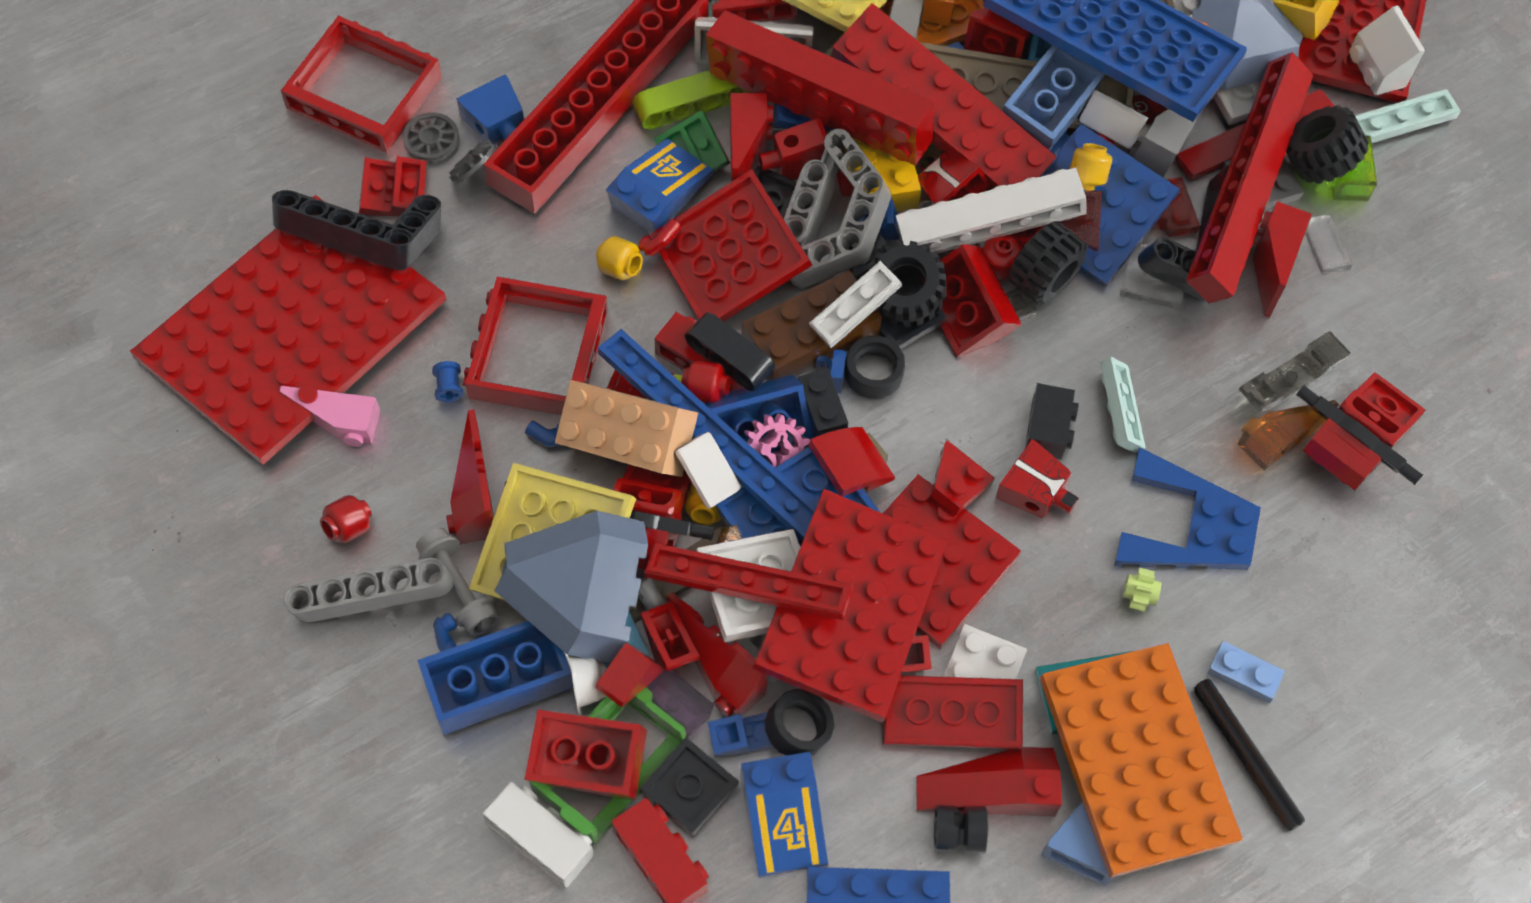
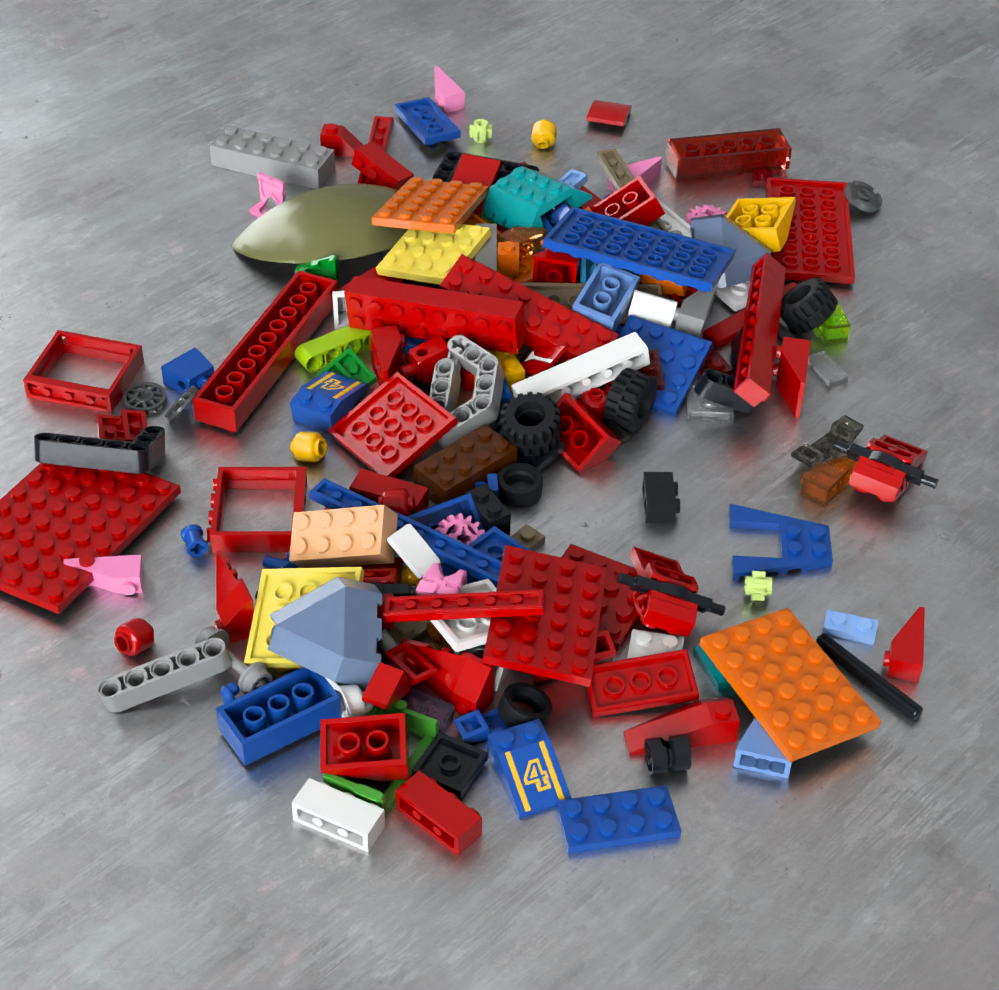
camera: 10 degrees left, 20 degrees down
(661, 240) = (338, 429): red arm -> none
(724, 345) = (419, 483): black beam -> none
(730, 539) = (435, 582): none -> bright pink piece
(851, 460) = (518, 533): red slope -> none
(855, 304) = (497, 437): white tile -> none
(958, 479) = (603, 542): red wing -> none
(1016, 584) = (665, 594): none -> red piece
(1037, 483) = (662, 533): red torso -> none
(1092, 165) = (647, 331): yellow head -> none
(1122, 404) = (708, 480): light aqua plate -> none
(1307, 731) = (906, 651): none -> red slope
(1387, 52) = (833, 248): white slope -> none
(1408, 115) = (862, 287): light aqua plate -> none

